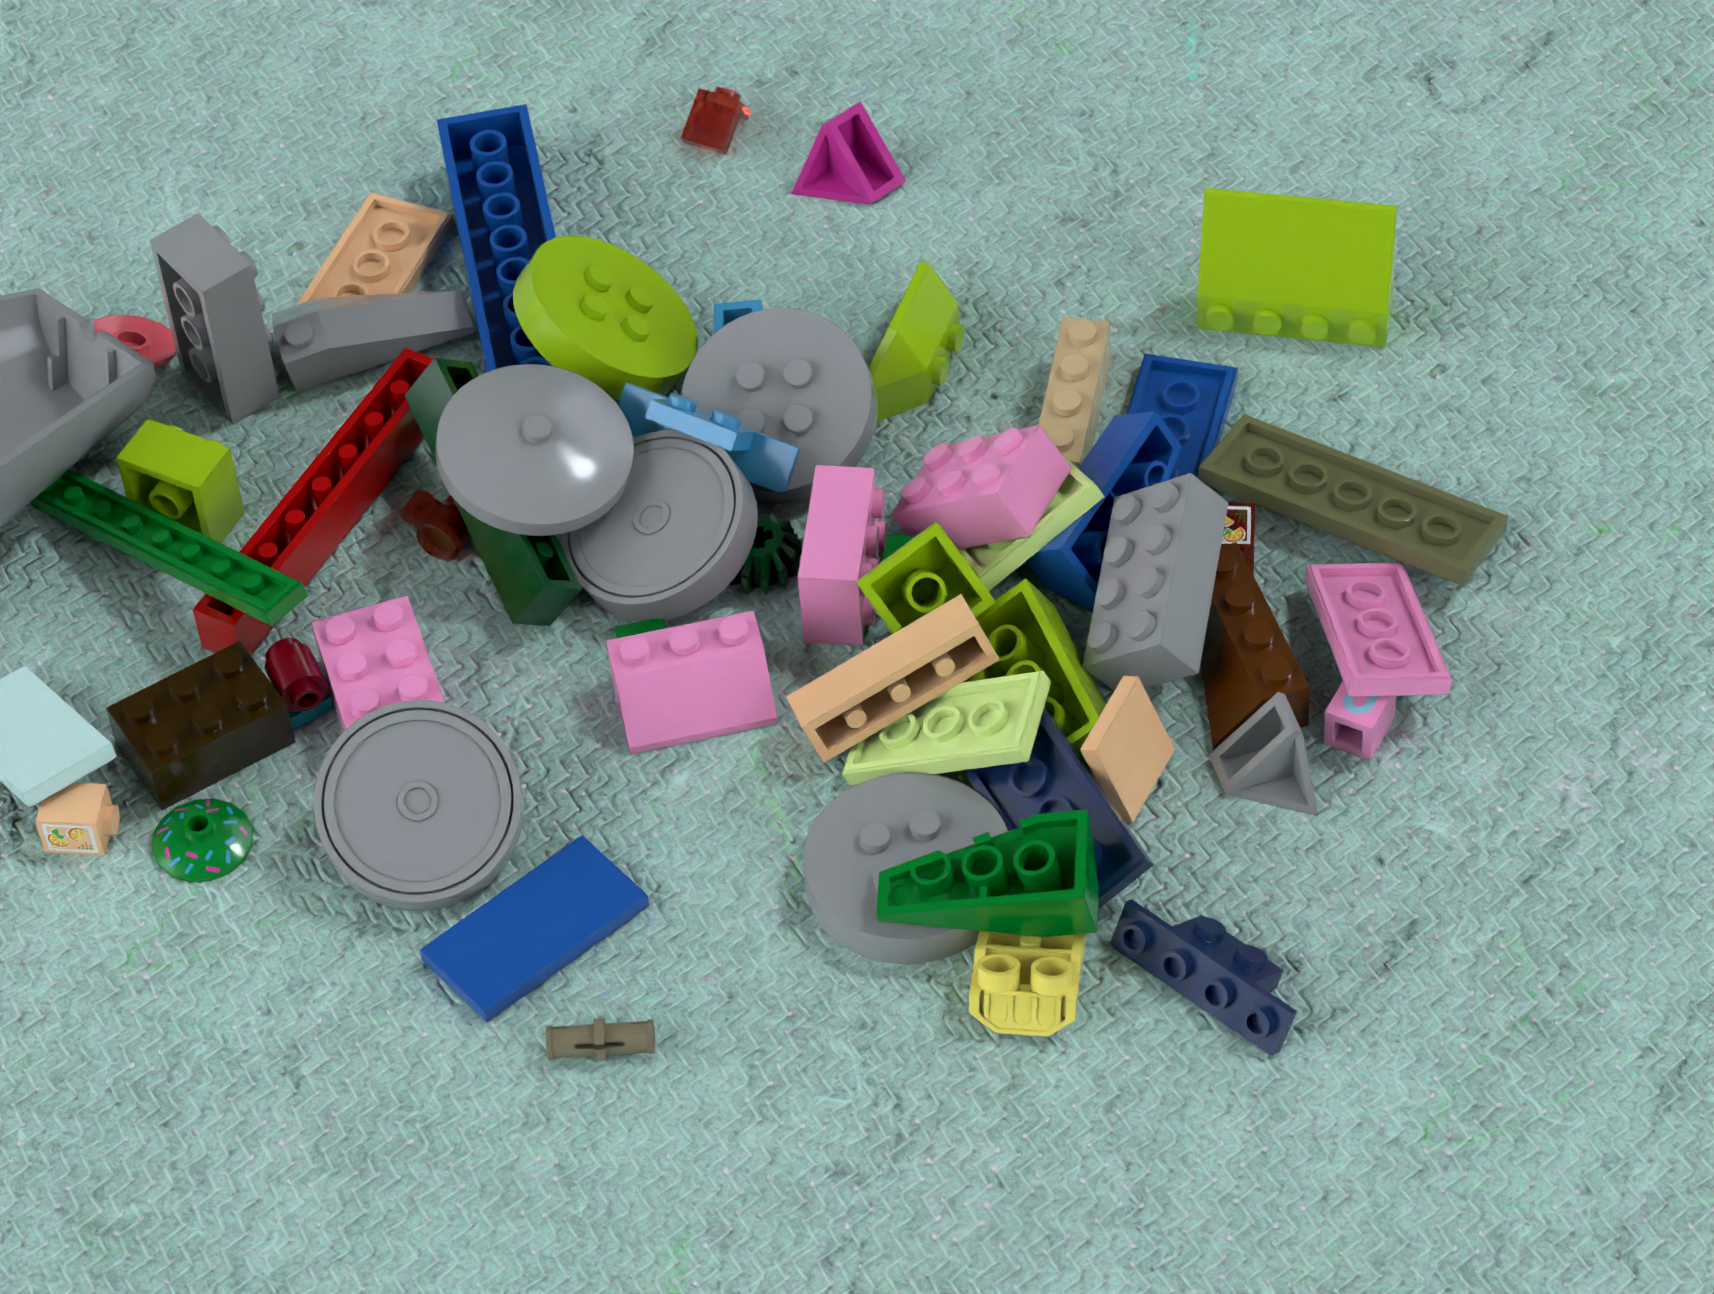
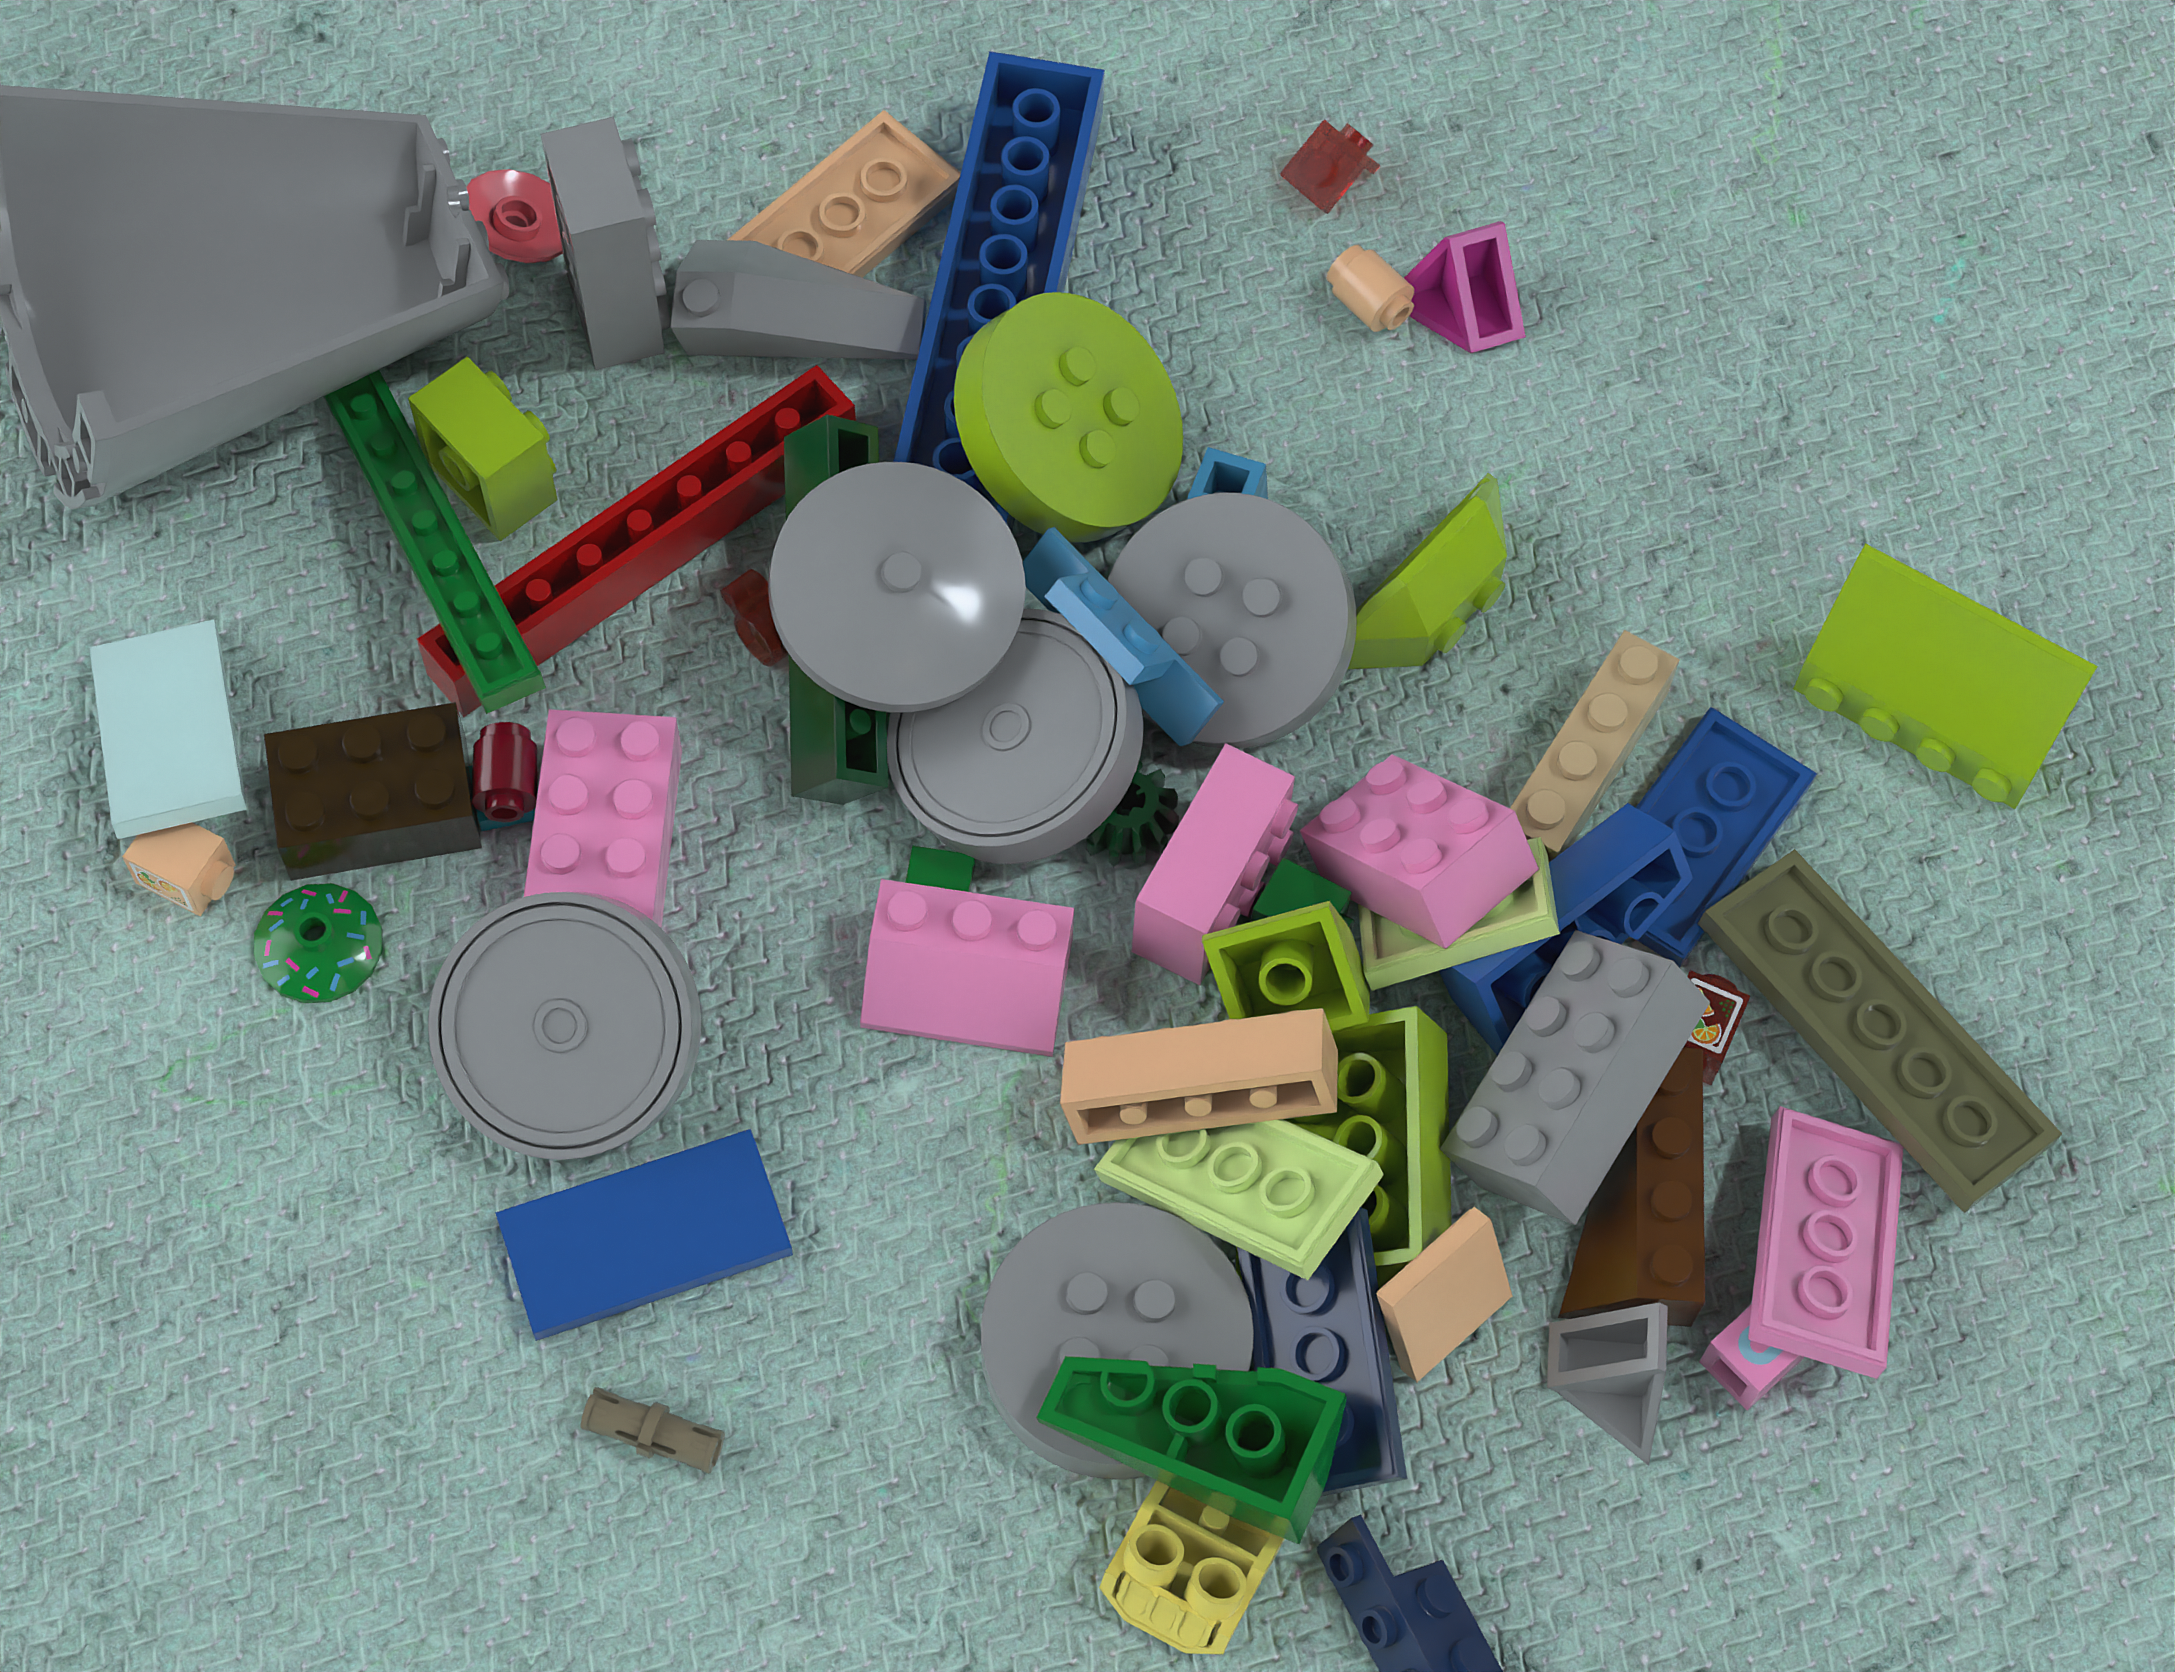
camera: 15 degrees right, 15 degrees up
(781, 183) = (1371, 288): none -> light nougat brick

